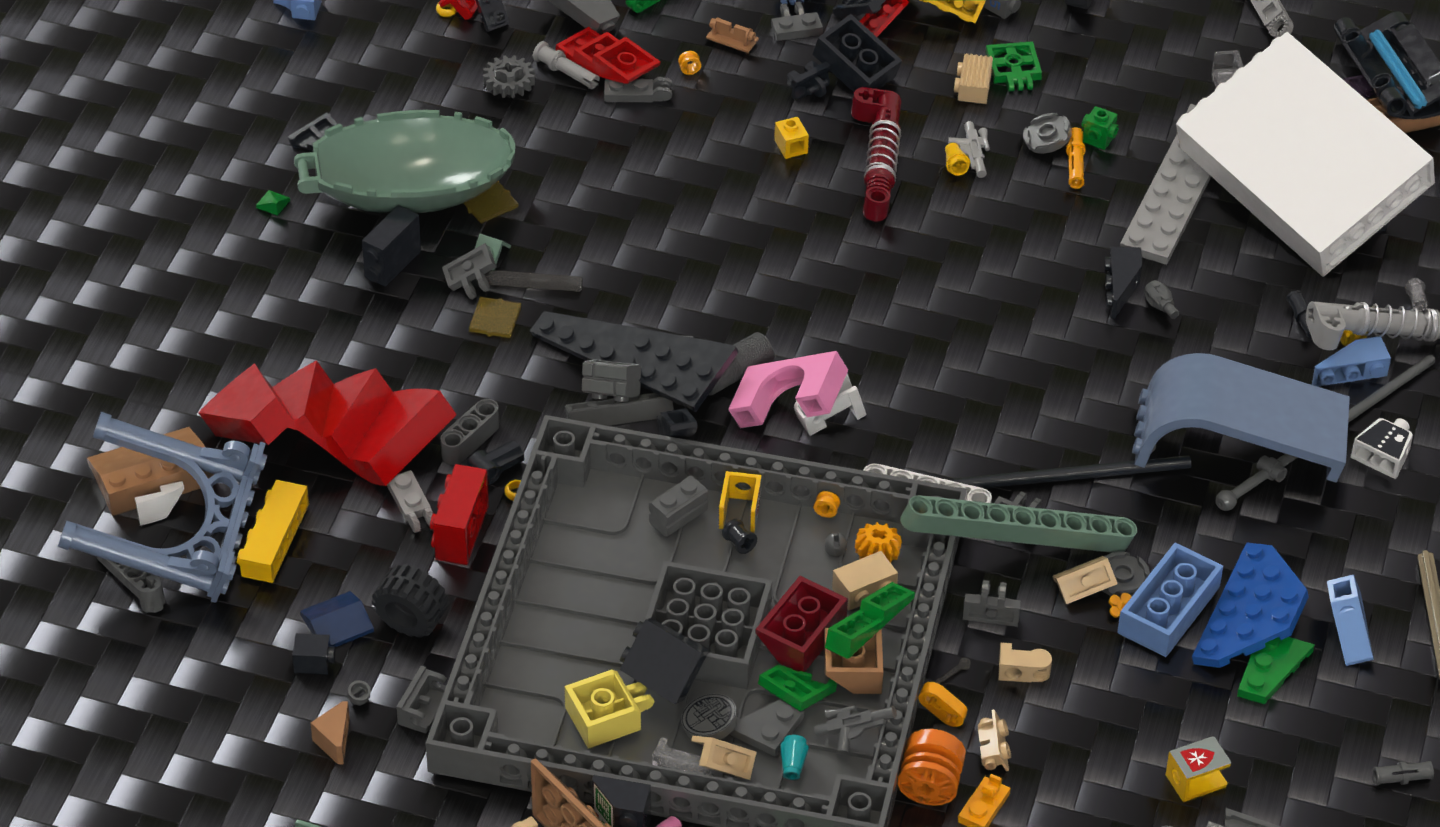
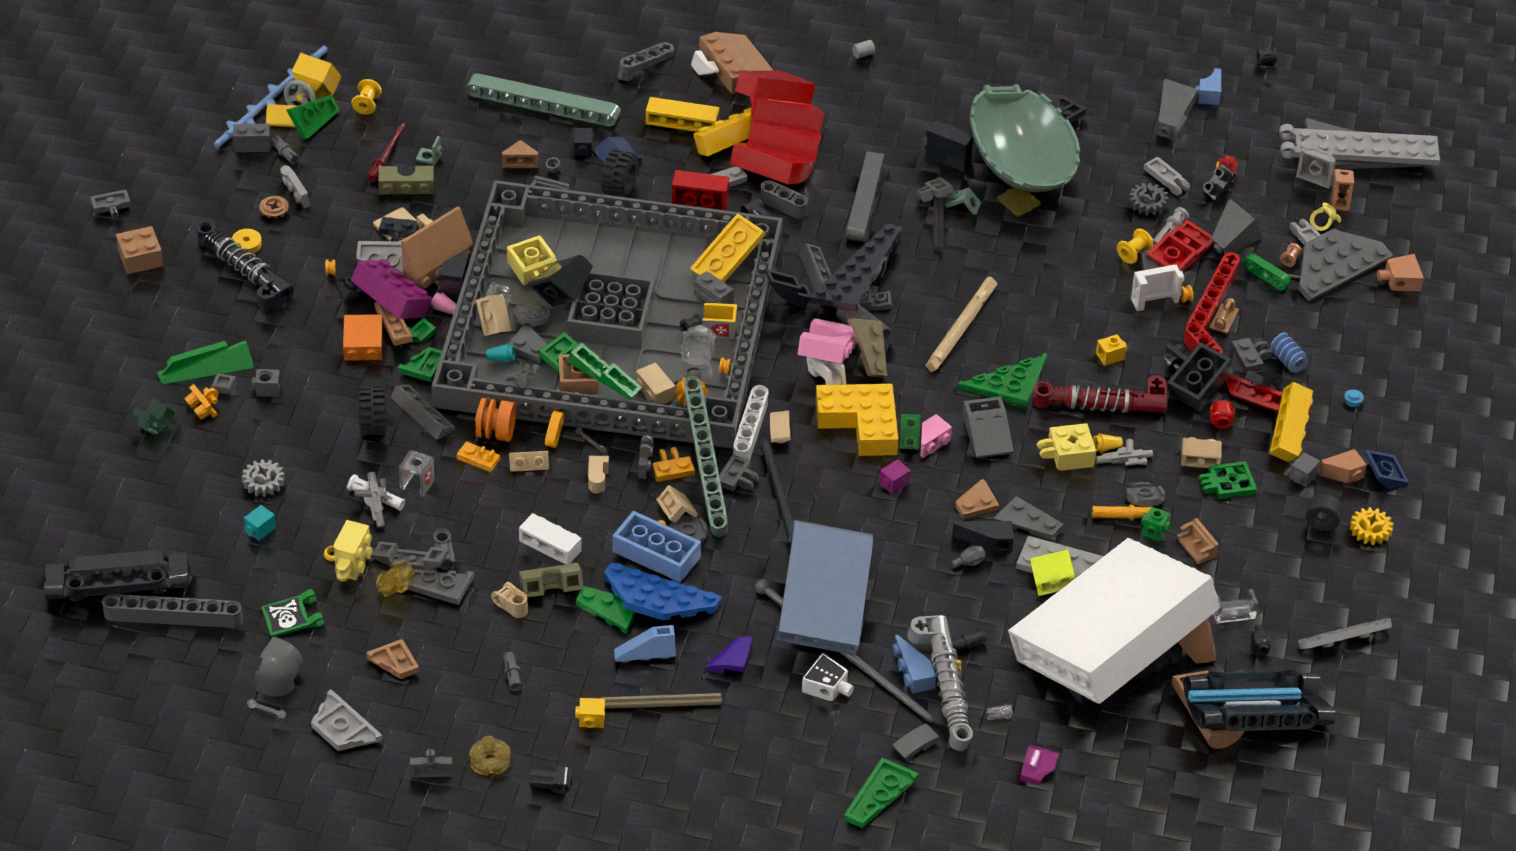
camera: 85 degrees right, 0 degrees up
(151, 327) = (863, 49): none -> light grey piece
(201, 703) = (543, 99): none -> sand green beam
(202, 568) = (722, 91): sand blue arch -> none
(322, 478) = (723, 133): none -> yellow brick
(334, 35) = (1175, 107): none -> dark grey slope
(462, 57) = (1166, 175): none -> light grey hinge
(471, 346) = (865, 196): none -> dark grey beam
(495, 317) = (901, 210): clear yellow piece -> none
(594, 89) = (1129, 250): none -> yellow hose
(606, 478) = (729, 248): none -> yellow plate
(611, 379) = (834, 258): dark grey brick -> none
(689, 84) = (1156, 284): none -> white panel
(720, 46) = (1210, 302): none -> red beam
(734, 273) = (961, 324): none -> tan piece
(778, 343) = (871, 342): none -> dark tan wing
(792, 527) = (697, 346): none -> clear helmet
(798, 623) = (611, 345): dark red slope -> none
(839, 238) = (1012, 383): none -> green tile
(909, 52) = (1222, 414): none -> red head
(913, 366) = (863, 407): none -> yellow piece
(932, 462) = (780, 426): none -> tan slope
(934, 259) = (987, 427): none -> dark grey slope
(943, 331) = (910, 431): none -> green hips
(946, 314) = (934, 435): none -> bright pink slope
(968, 187) = (1069, 446): none -> light yellow hinge
(998, 572) = (672, 468): none -> light orange hinge
(1022, 356) = (894, 476): none -> magenta brick
(1057, 287) = (976, 501): none -> medium nougat wing
(1086, 243) = (1030, 518): none -> dark grey wing
(1124, 96) = (1198, 541): none -> medium nougat hinge
(1153, 720) = (550, 539): none -> white brick
(1191, 221) = (1052, 572): none -> neon yellow hinge
(1196, 768) = (504, 557): piece -> none
(1231, 700) = (565, 577): none -> olive arch
(1272, 766) = (511, 600): none -> tan piece
(1350, 536) = (733, 656): none -> dark purple slope

